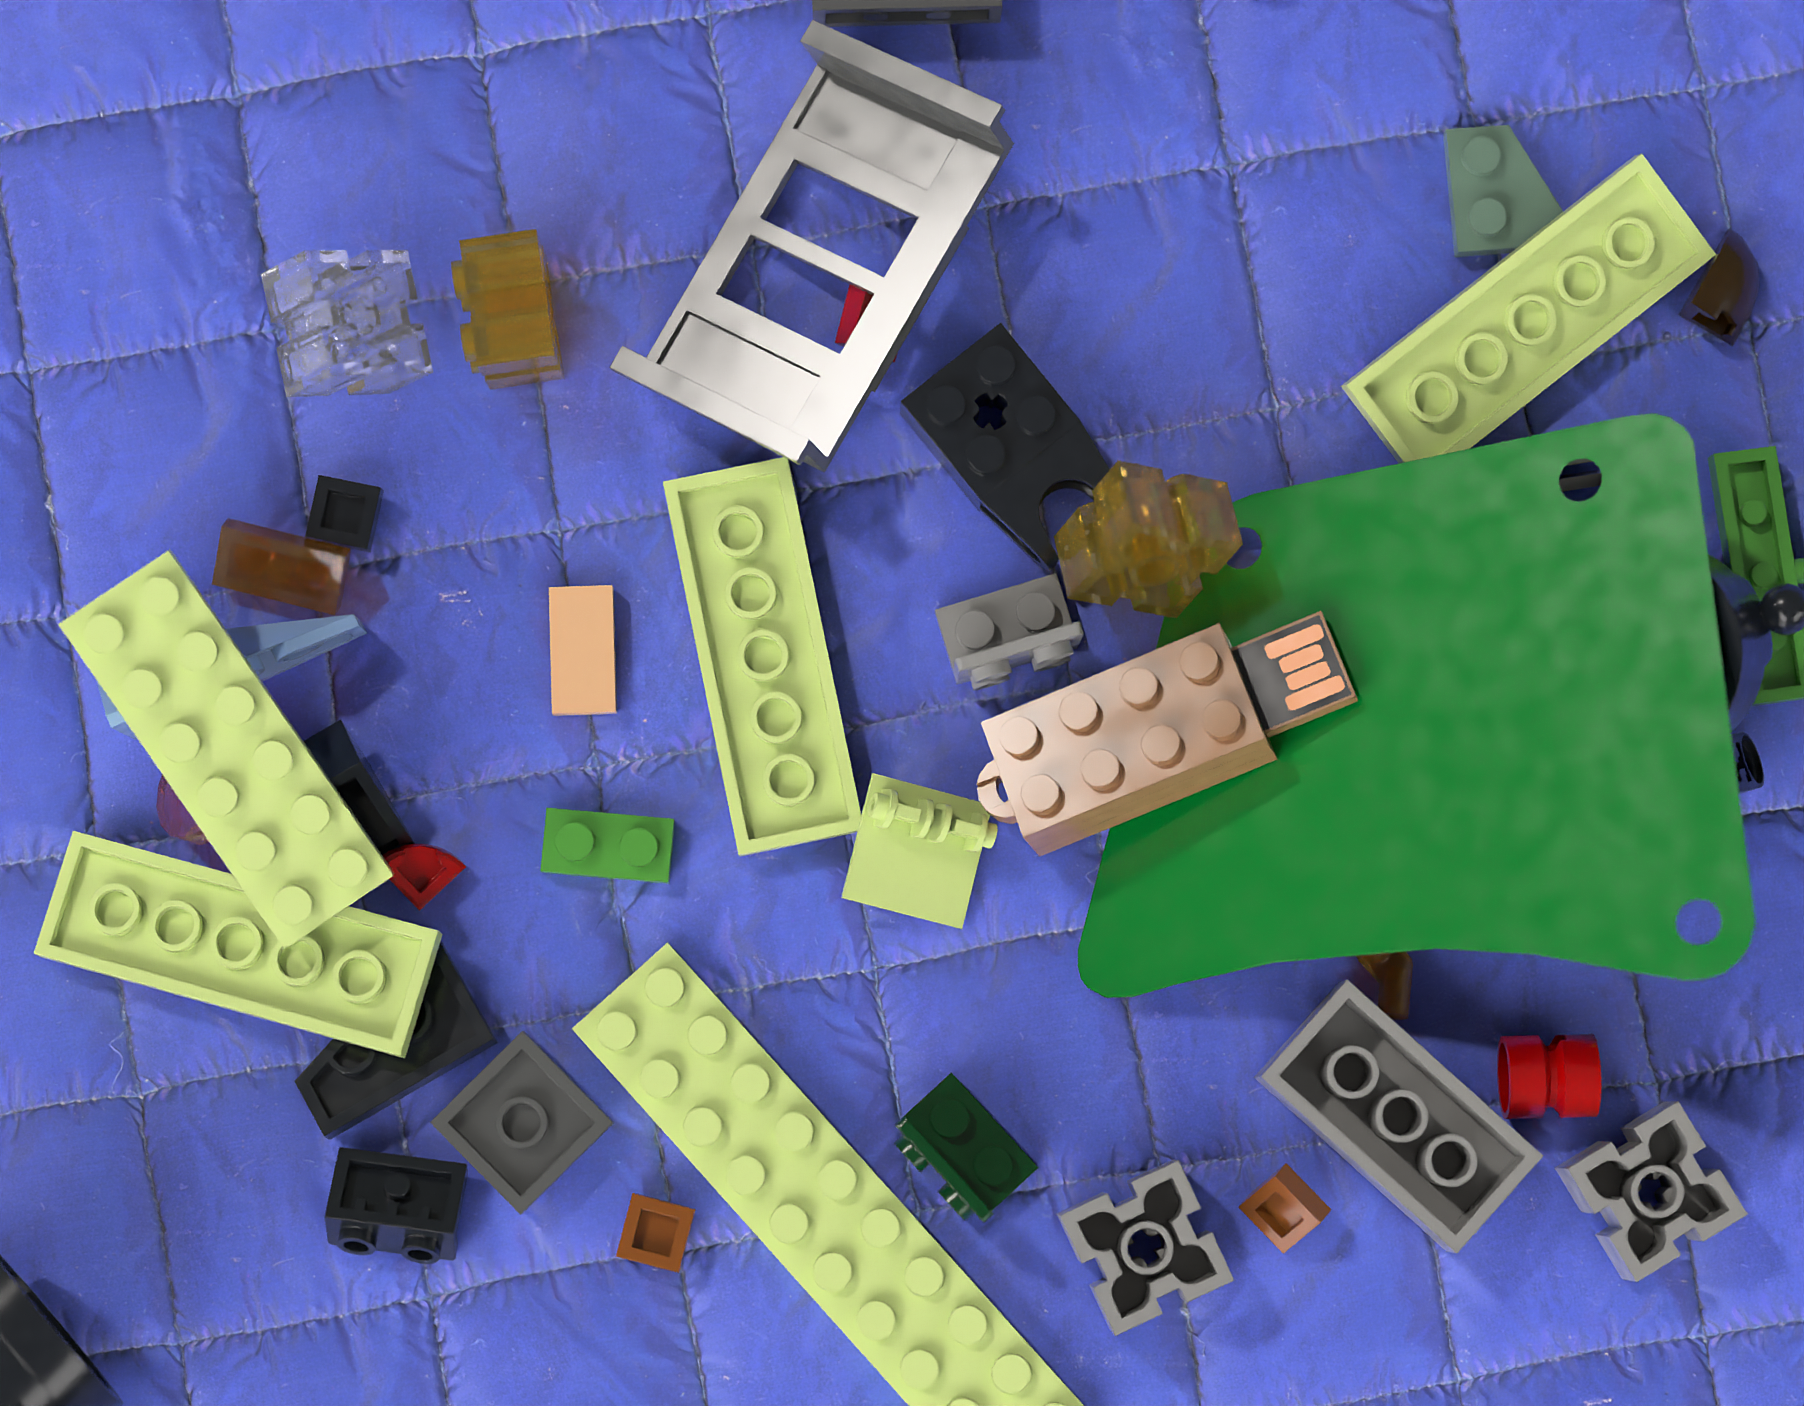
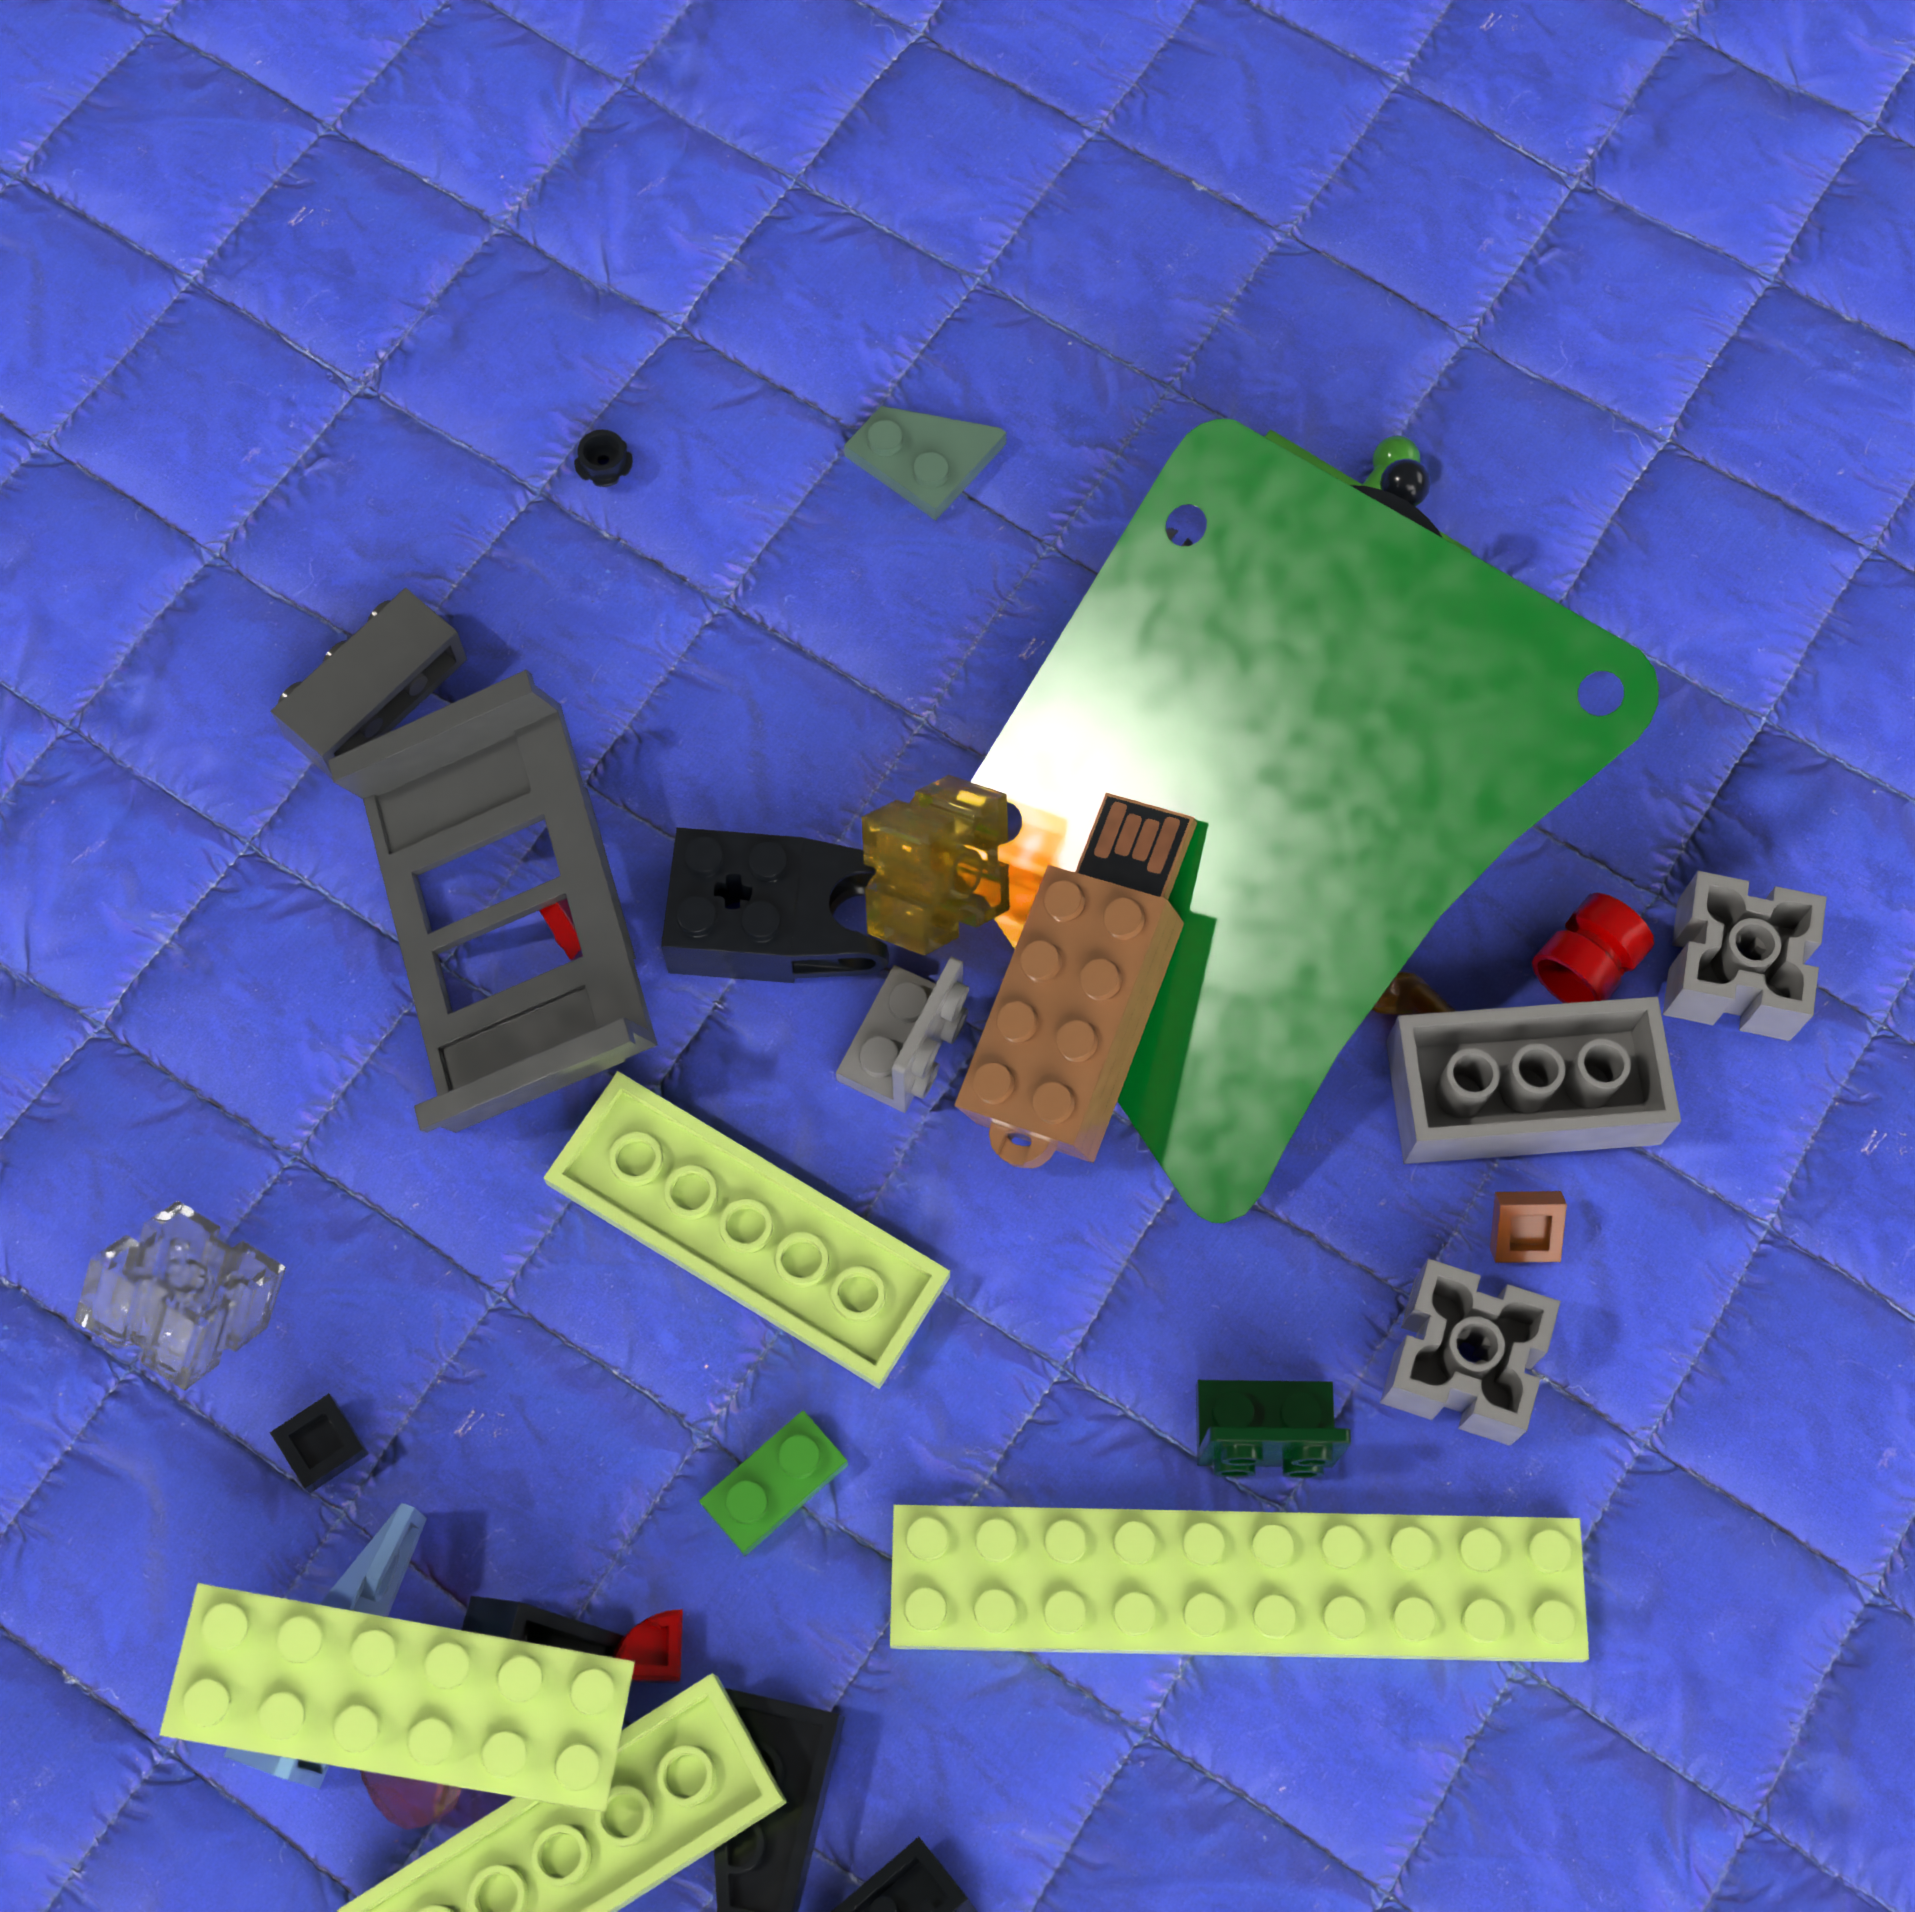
camera: 45 degrees left, 15 degrees down
(281, 566) = (307, 1531): clear orange plate -> none
(511, 309) = (300, 1164): clear yellow brick -> none
(522, 1122) = (927, 1758): dark grey plate -> none
(582, 650) = (607, 1360): light nougat tile -> none
(655, 1232) = (1115, 1731): dark orange plate -> none
(917, 851) = (1004, 1248): yellowish green hinge -> none
(1530, 317) = (1027, 502): yellowish green plate -> none
(1725, 290) = (1129, 376): dark brown brick -> none

